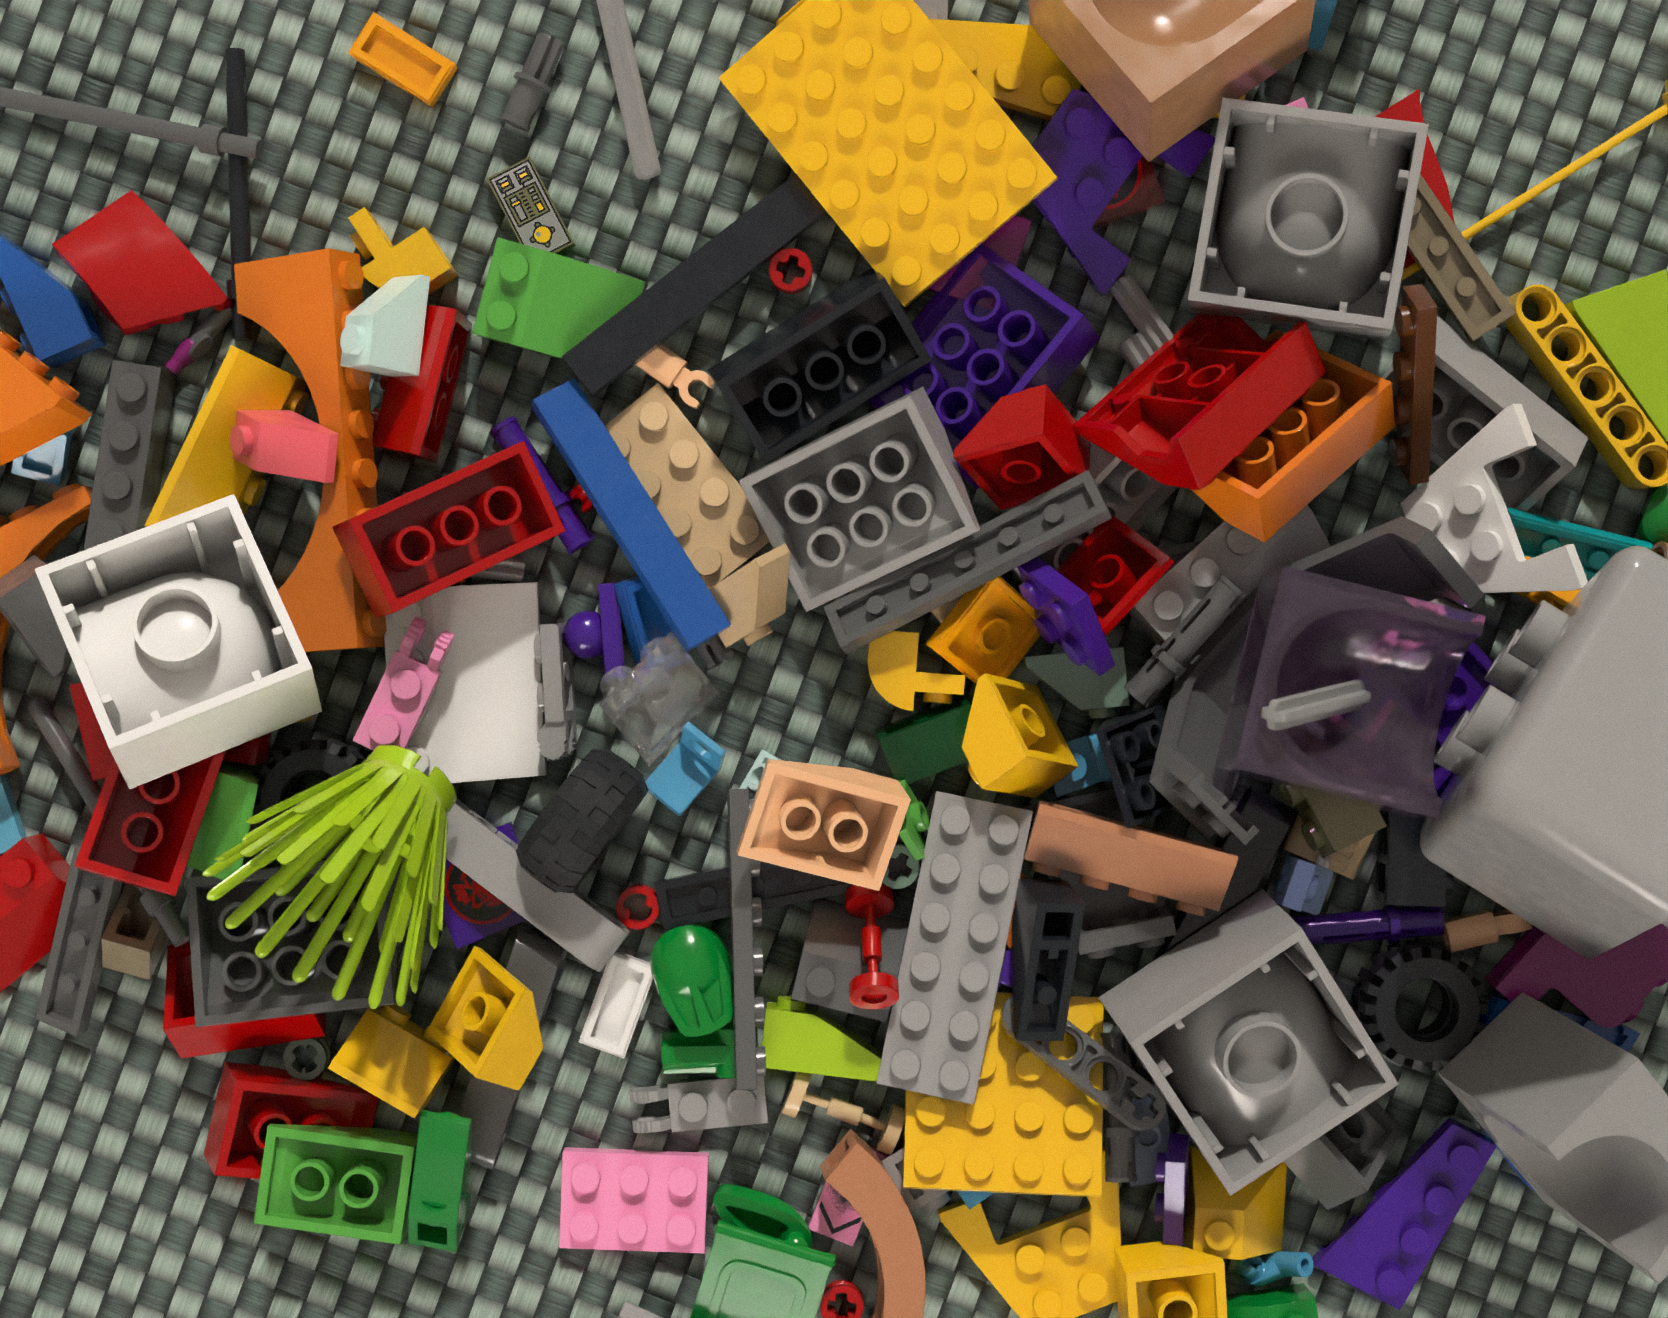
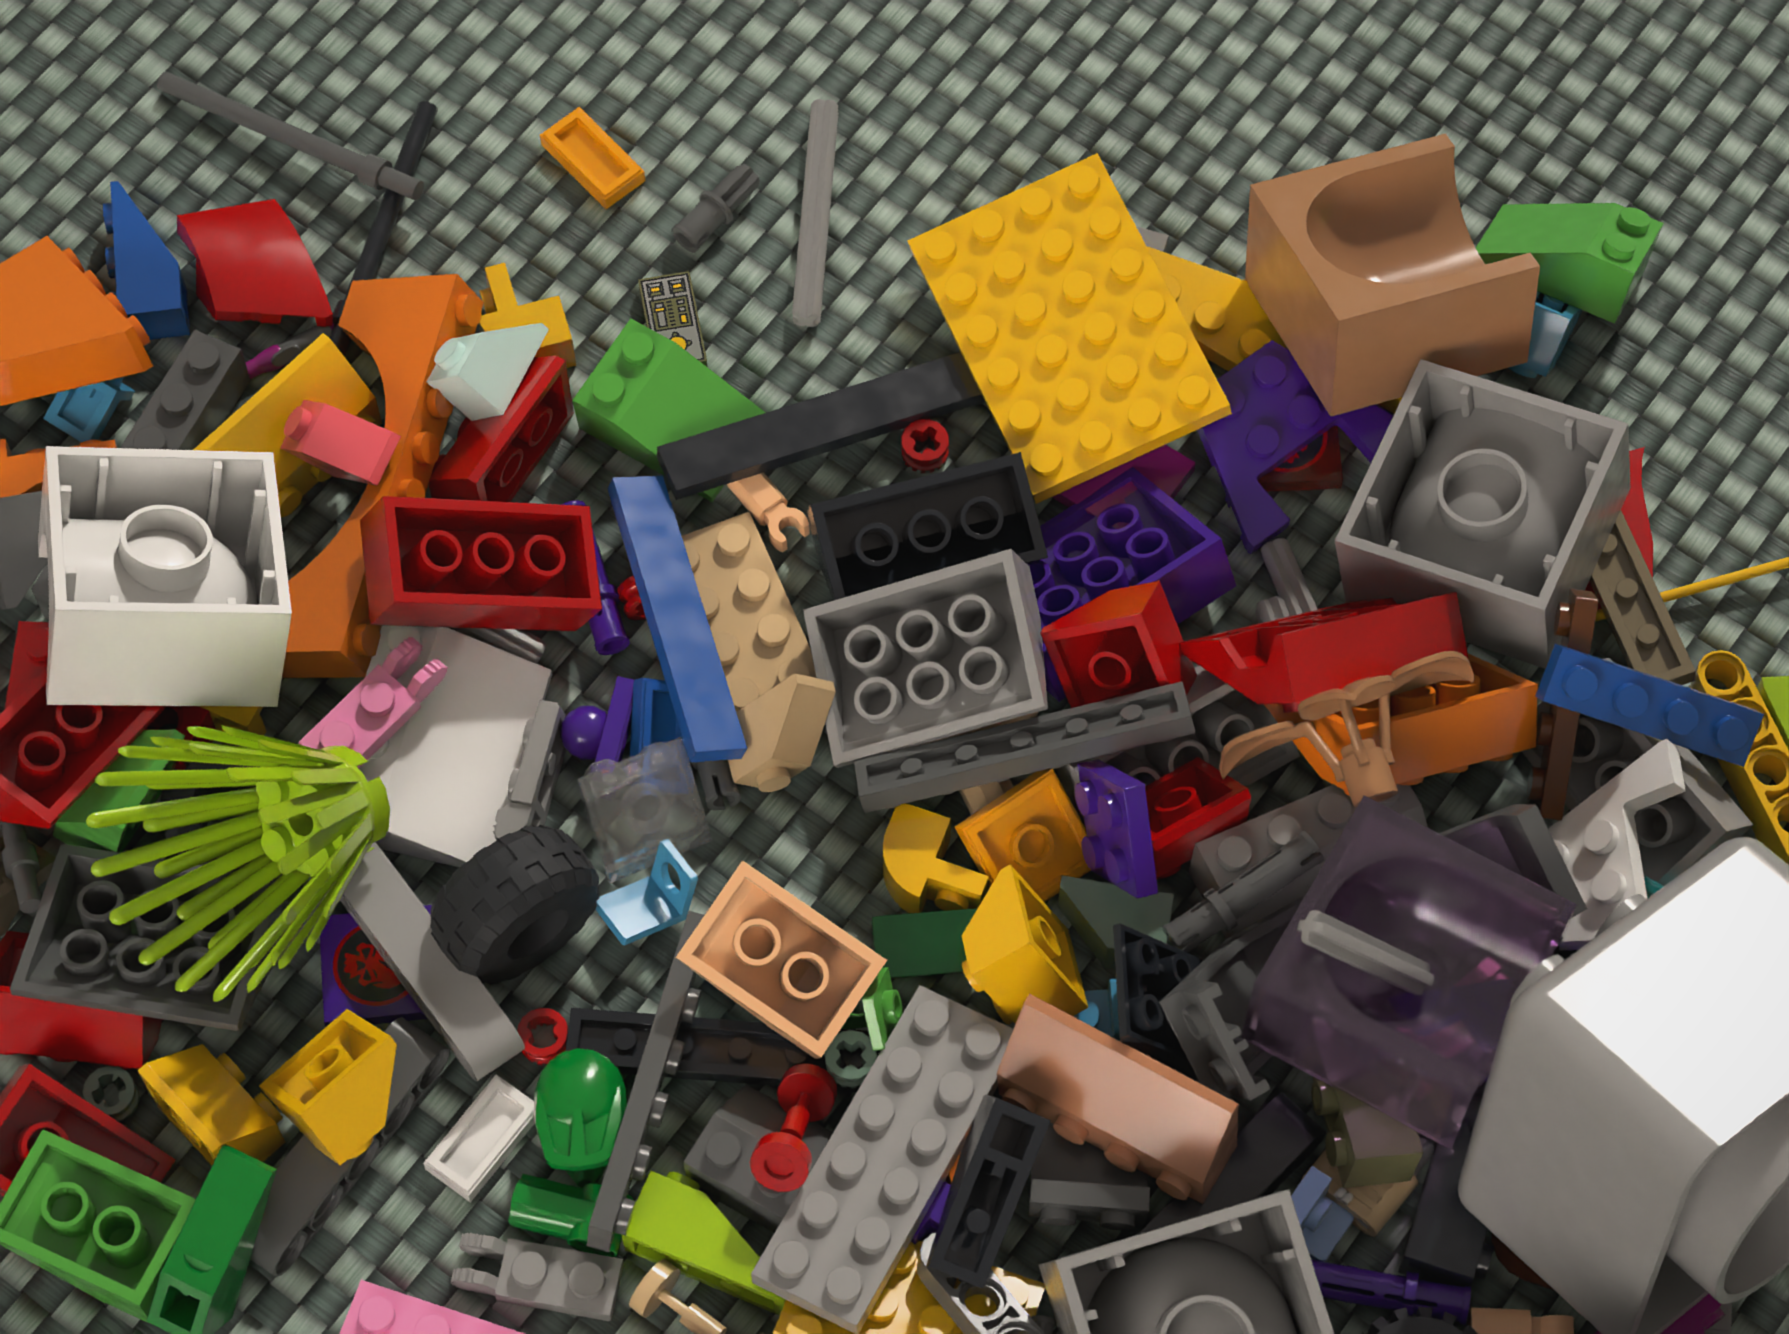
camera: 15 degrees right, 25 degrees down
(1260, 516) = (1363, 764): none -> medium nougat plant
(1490, 375) = (1649, 705): none -> blue plate

